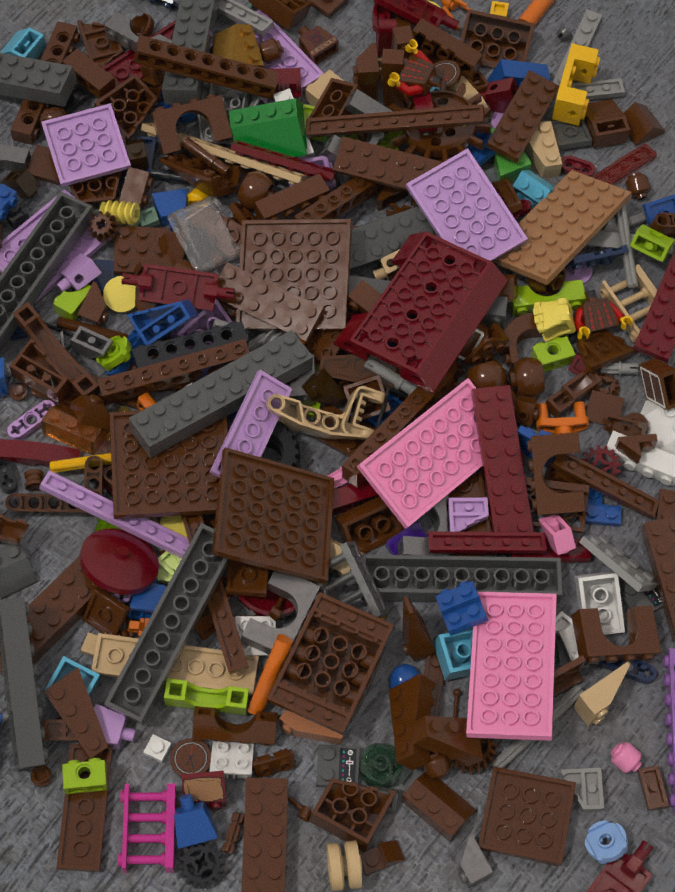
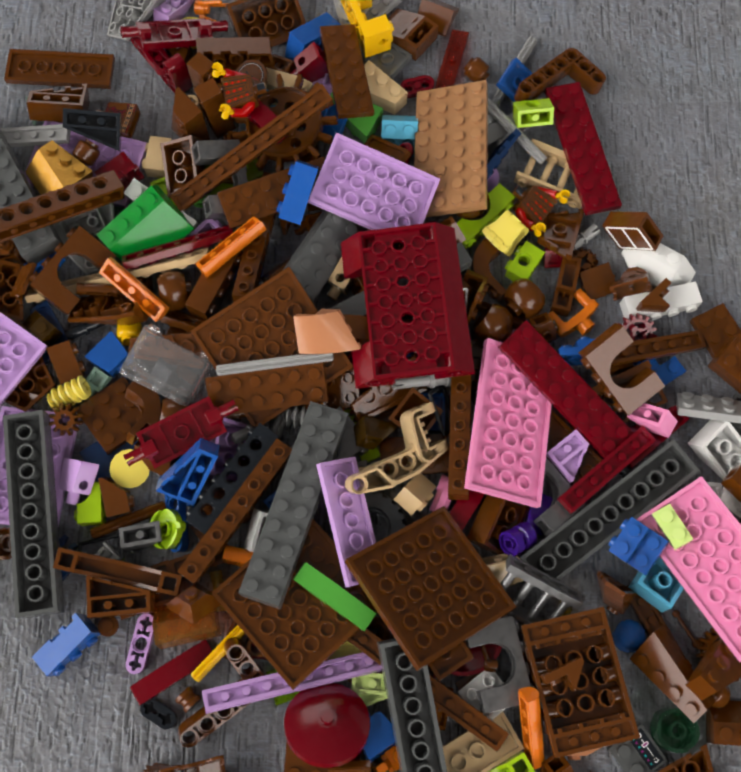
camera: 35 degrees left, 10 degrees up
(150, 108) = (23, 280): none -> reddish brown piece
(196, 473) = (334, 596): none -> bright green slope
(225, 168) = (134, 289): none -> orange brick
(287, 285) = (272, 363): none -> light grey axle
(292, 34) = (95, 125): none -> black wedge
(320, 455) = (415, 494): none -> tan brick
(322, 182) = (230, 246): none -> orange brick
(327, 642) = (570, 671): none -> reddish brown slope
(339, 284) = (324, 333): none -> nougat slope
(373, 543) = (518, 539): none -> dark purple wheel
(402, 171) = (297, 191): none -> blue wedge
(499, 612) = (672, 527): none -> yellowish green plate

